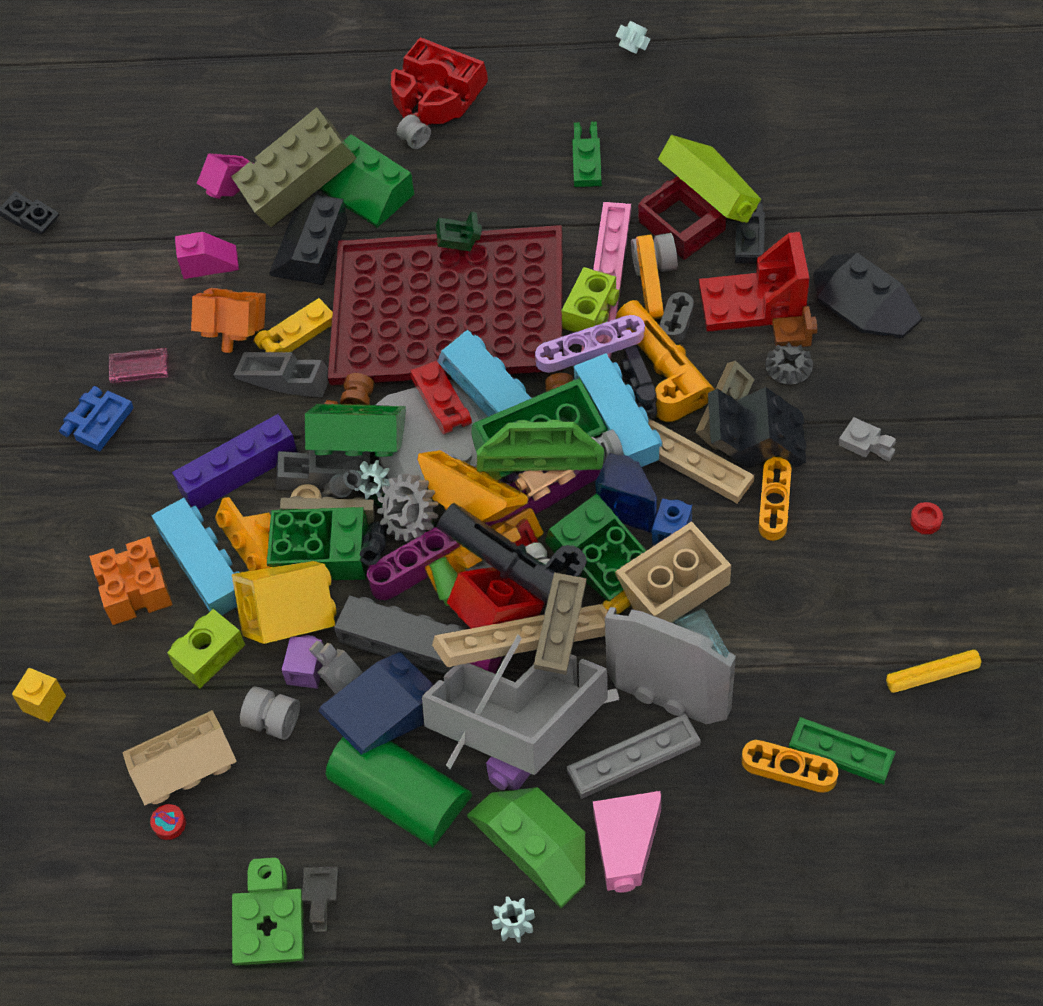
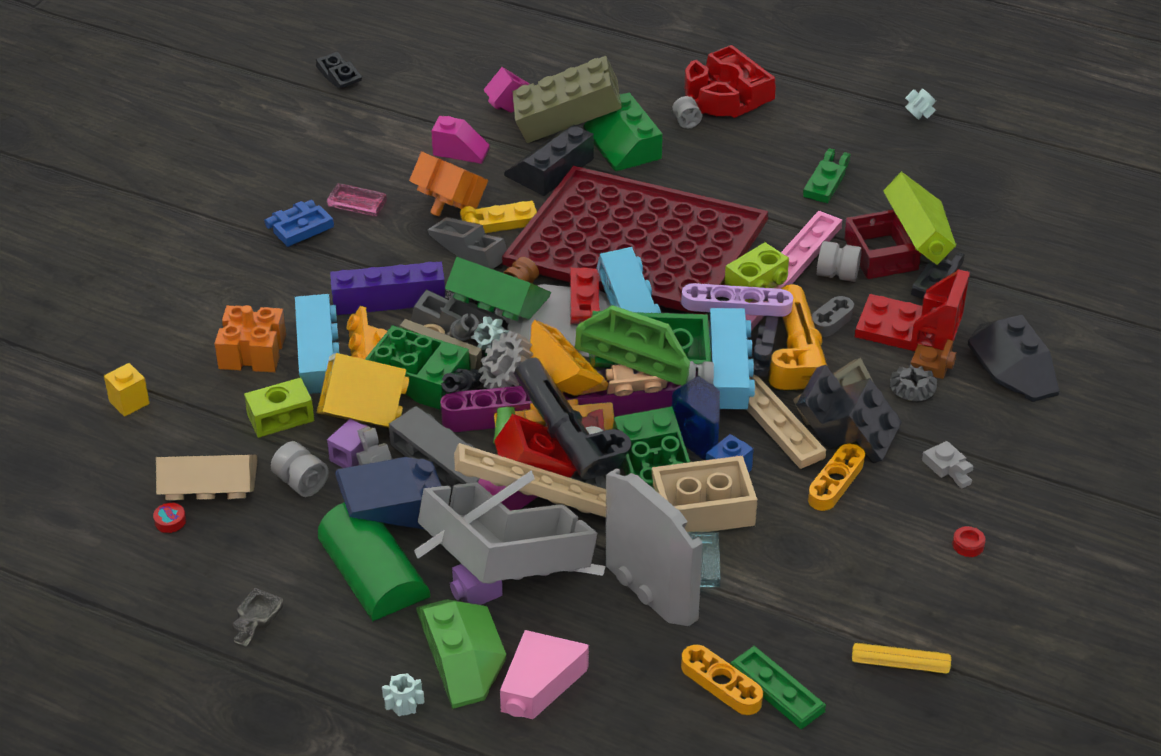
camera: 20 degrees right, 15 degrees down
(267, 900) = (212, 599): bright green plate -> none
(458, 234) = (673, 187): dark green bracket -> none
(560, 623) = (574, 480): dark tan plate -> none
(633, 756) = (588, 619): light grey tile -> none
(649, 276) = (822, 271): light orange beam -> none

